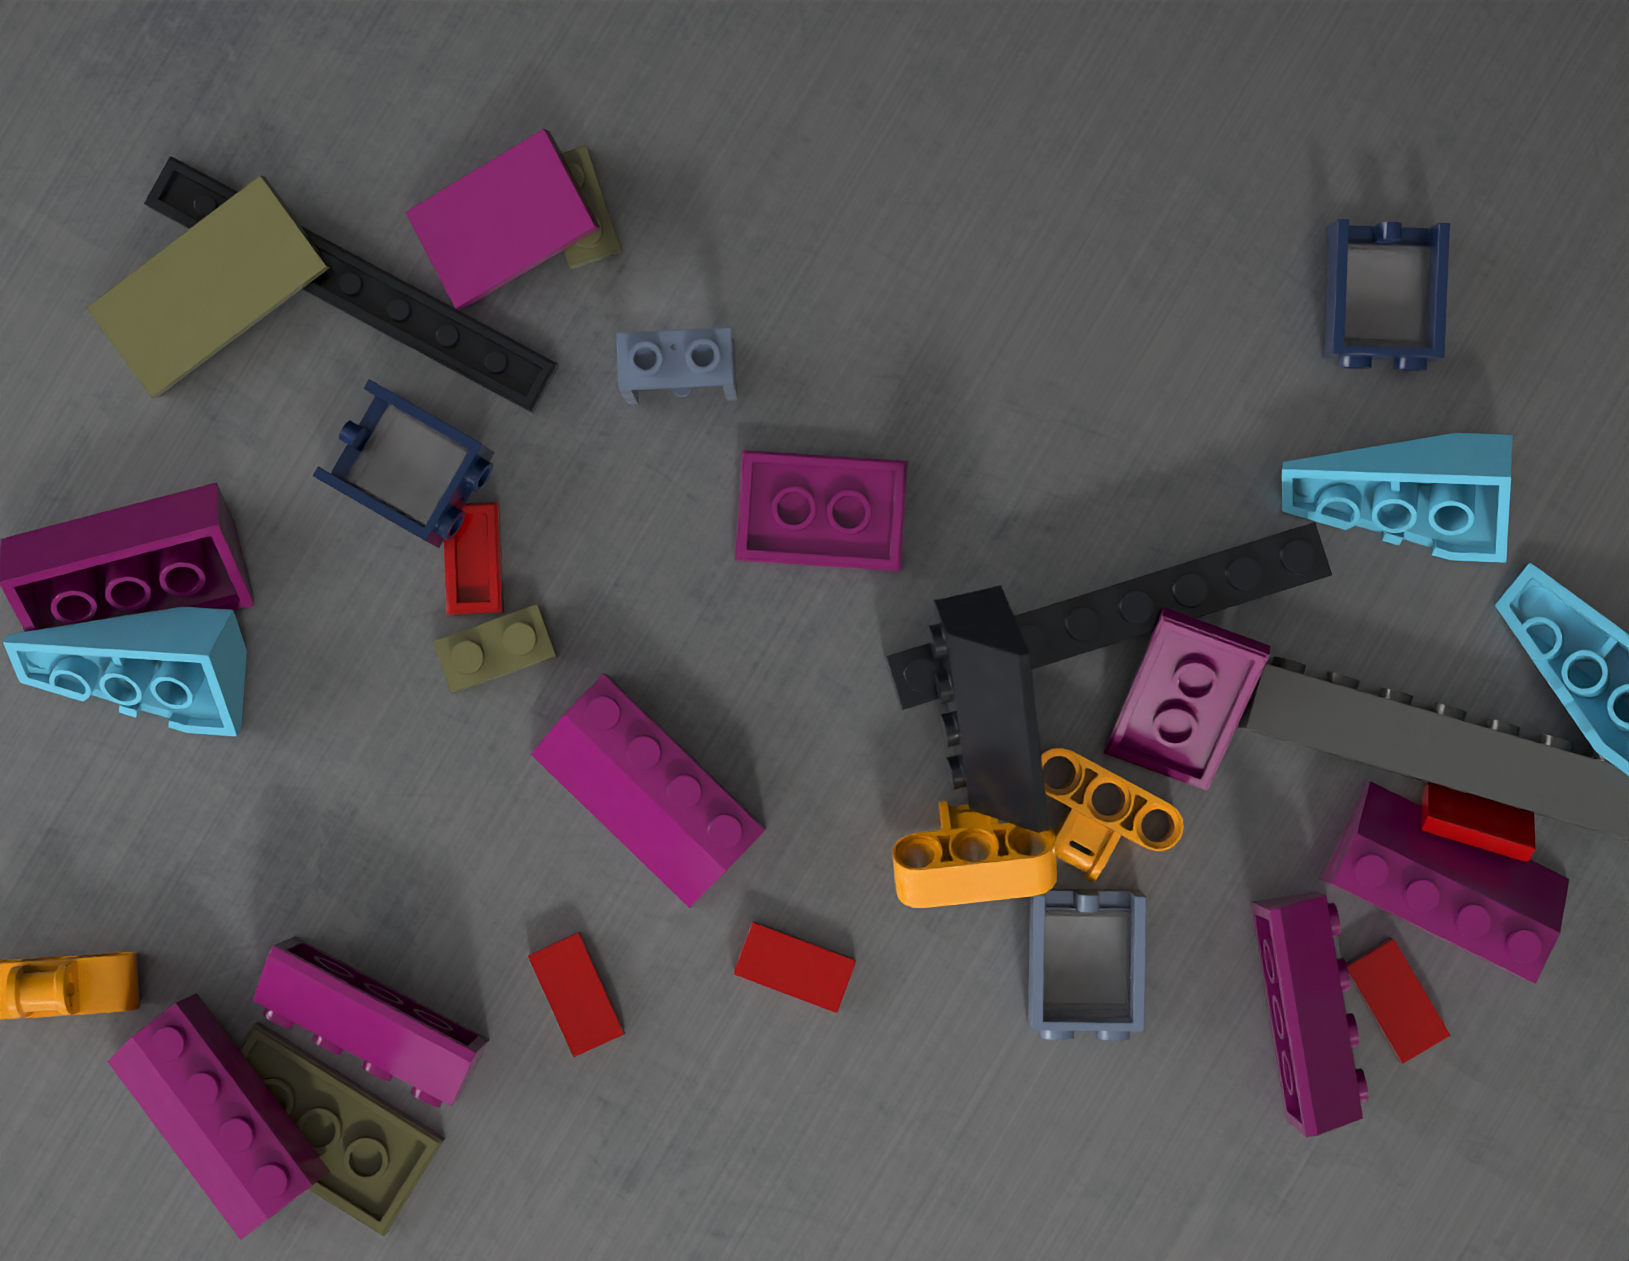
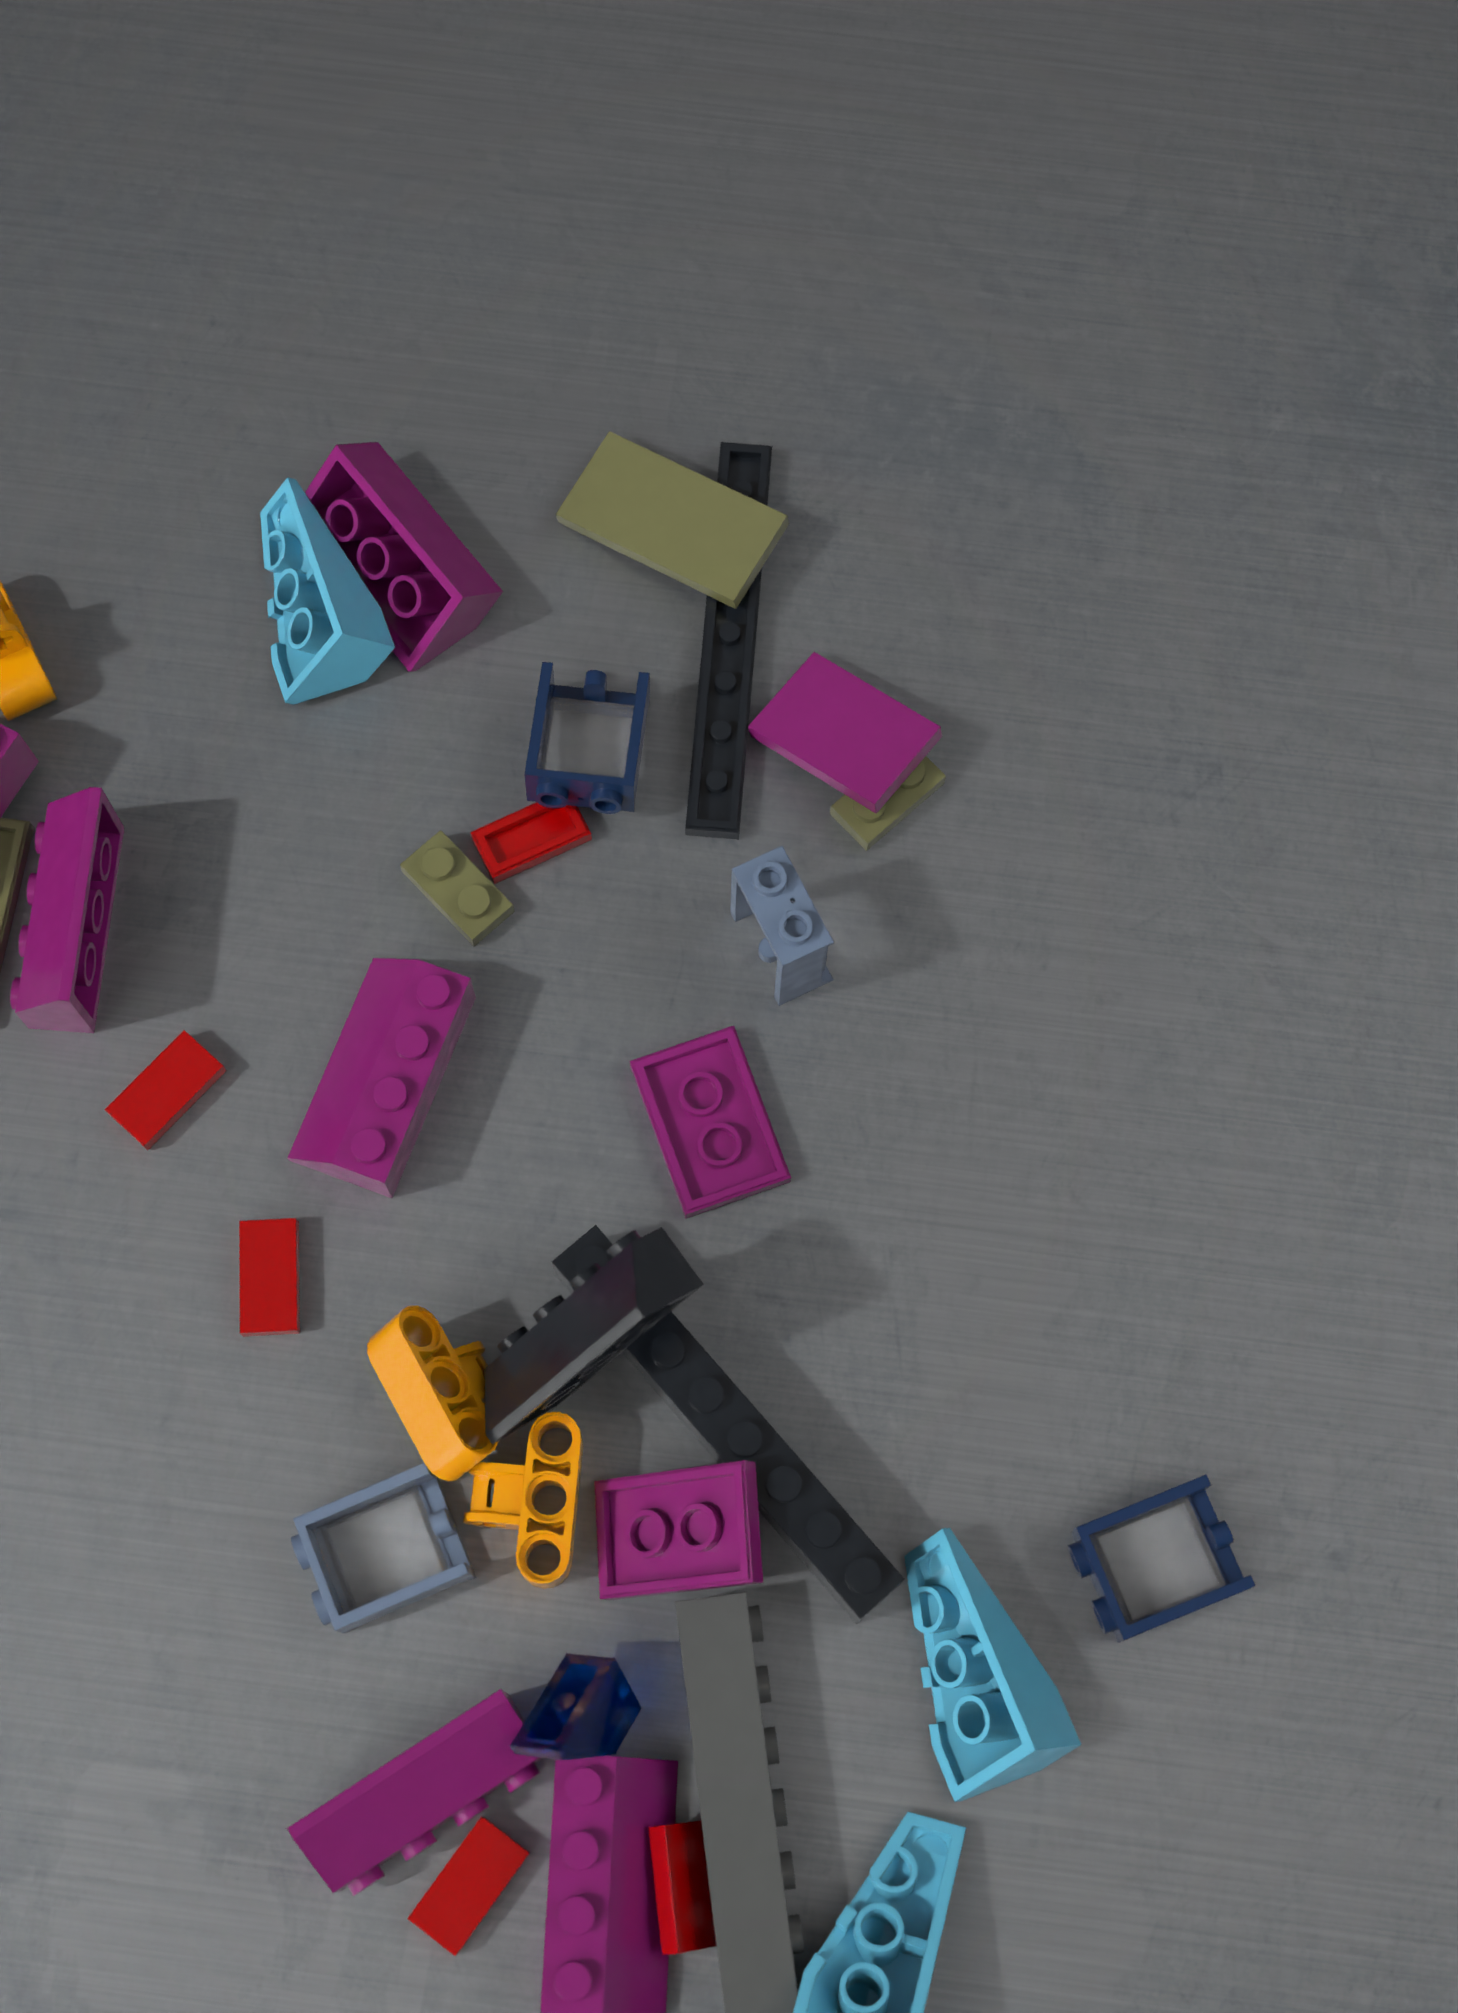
camera: 65 degrees right, 15 degrees down
(1307, 851) = (580, 1711): none -> clear blue slope

